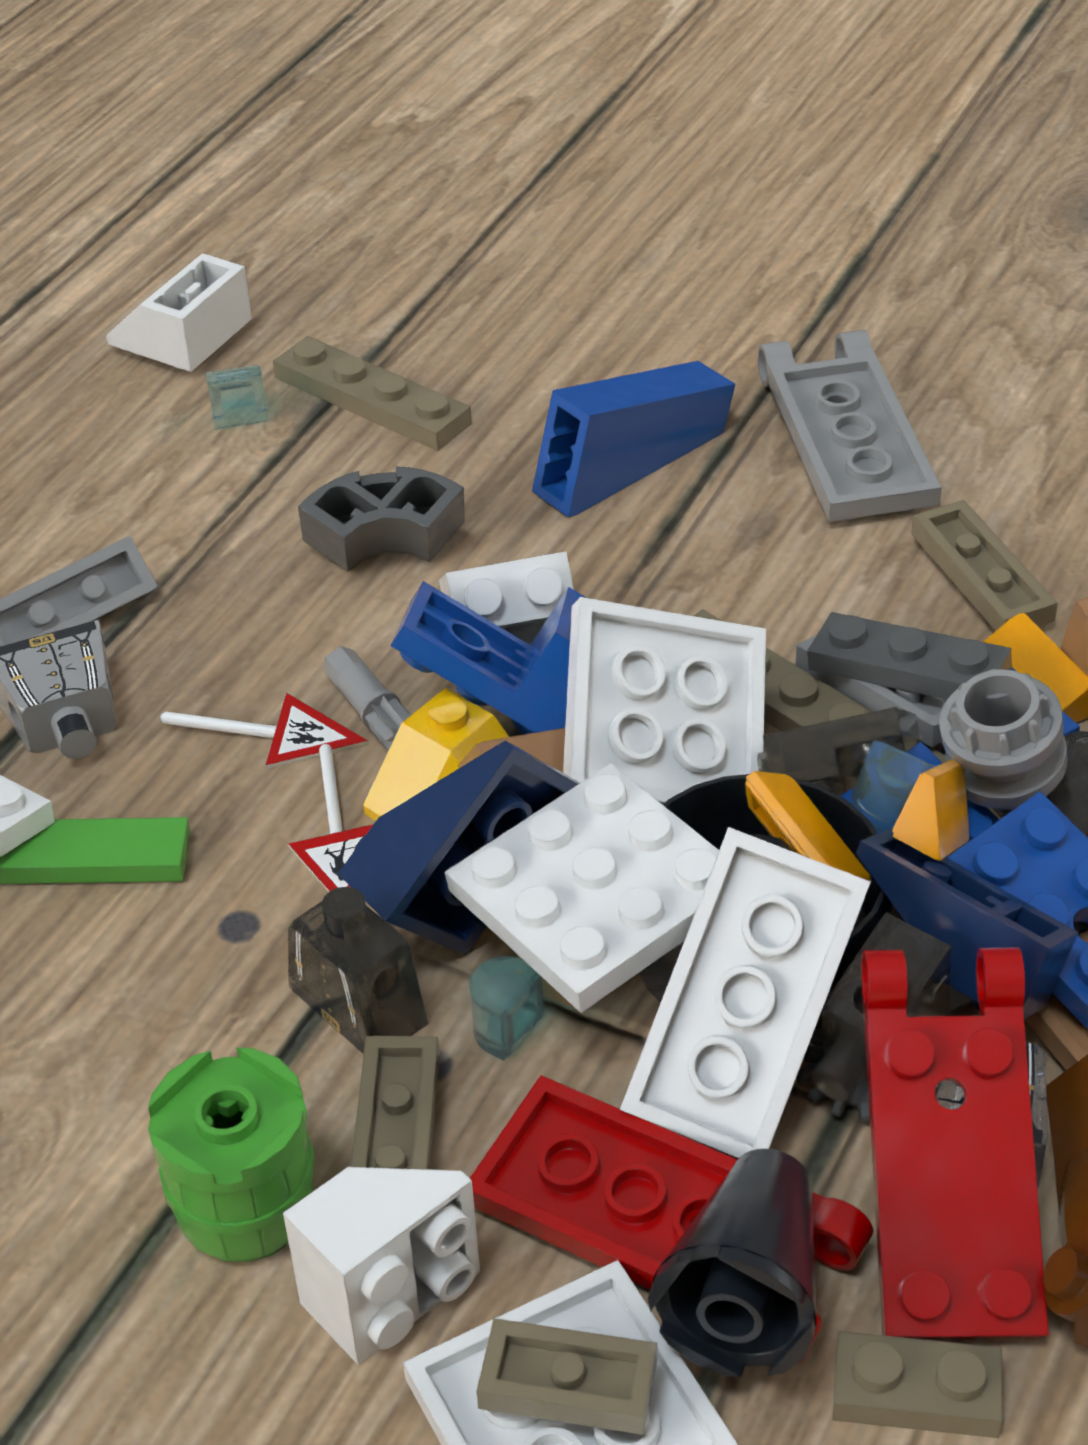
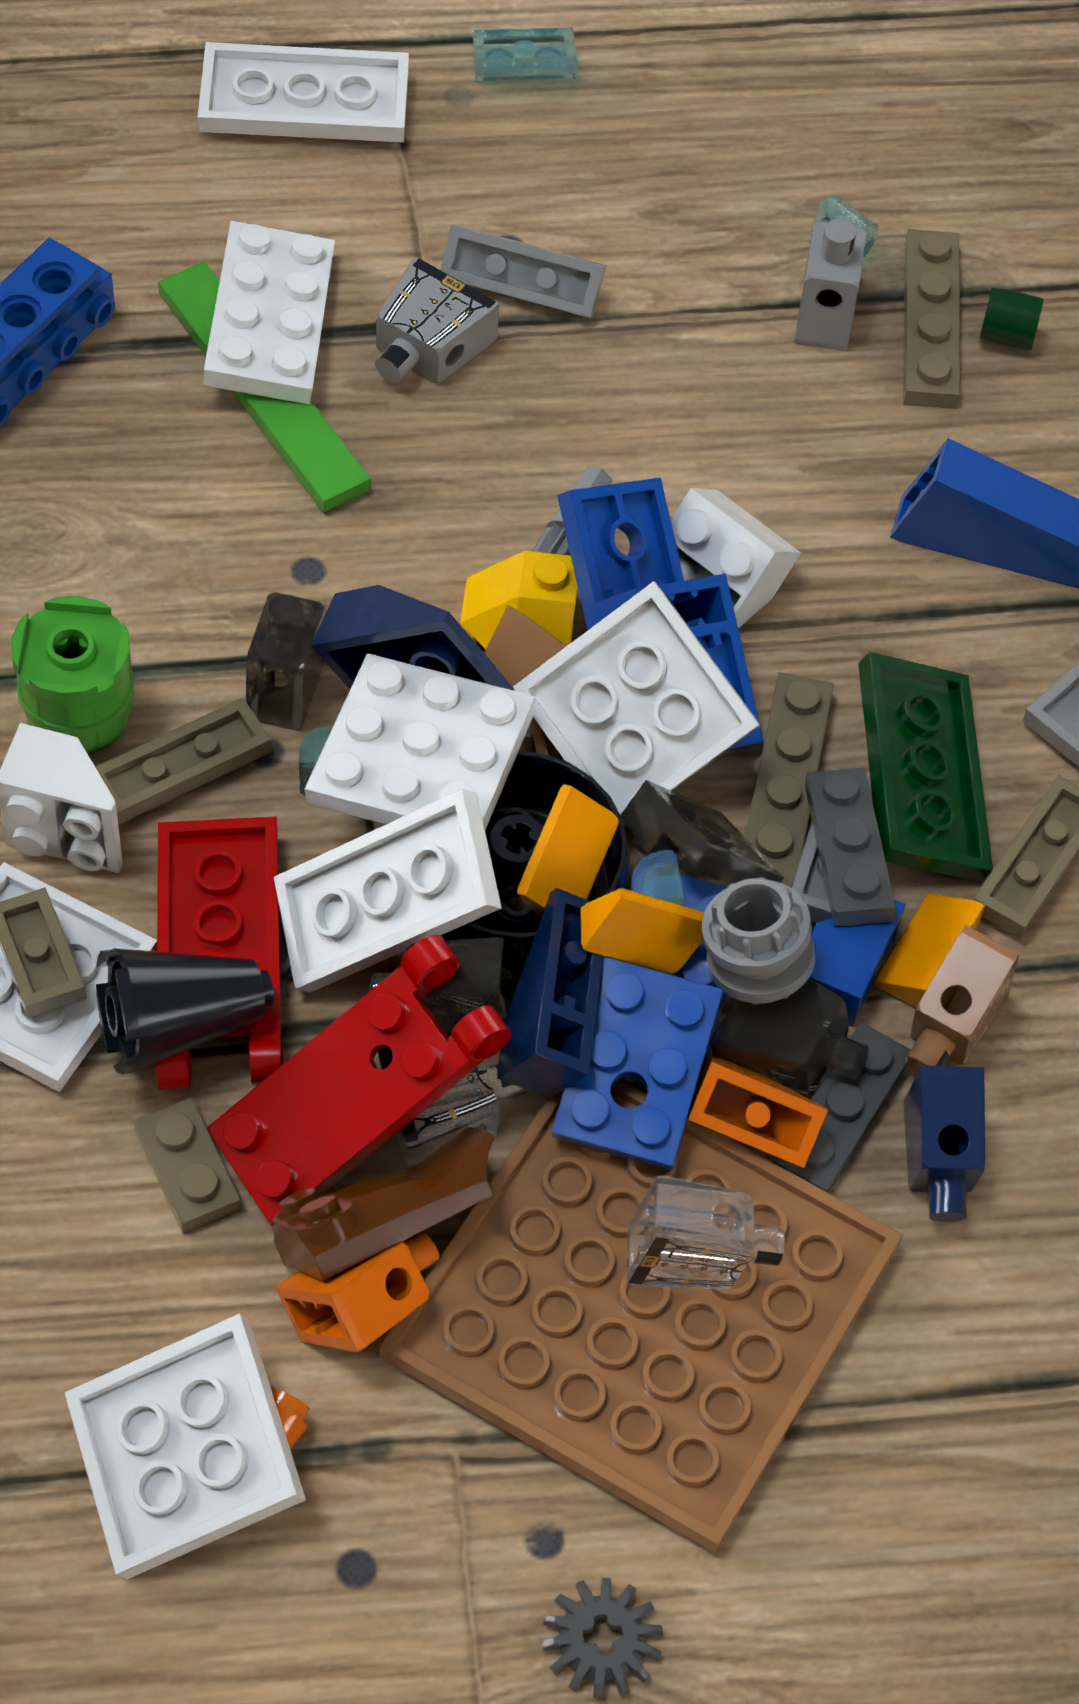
camera: 50 degrees right, 15 degrees up
(188, 314) = (907, 140): white slope -> none
(291, 414) = (831, 264): none -> light grey torso
(295, 737) = (511, 499): piece -> none
(328, 853) = (414, 583): piece -> none
(382, 514) = (755, 403): dark grey brick -> none
(426, 343) = (1011, 318): none -> dark green brick
(828, 580) = (925, 767): none -> dark green plate

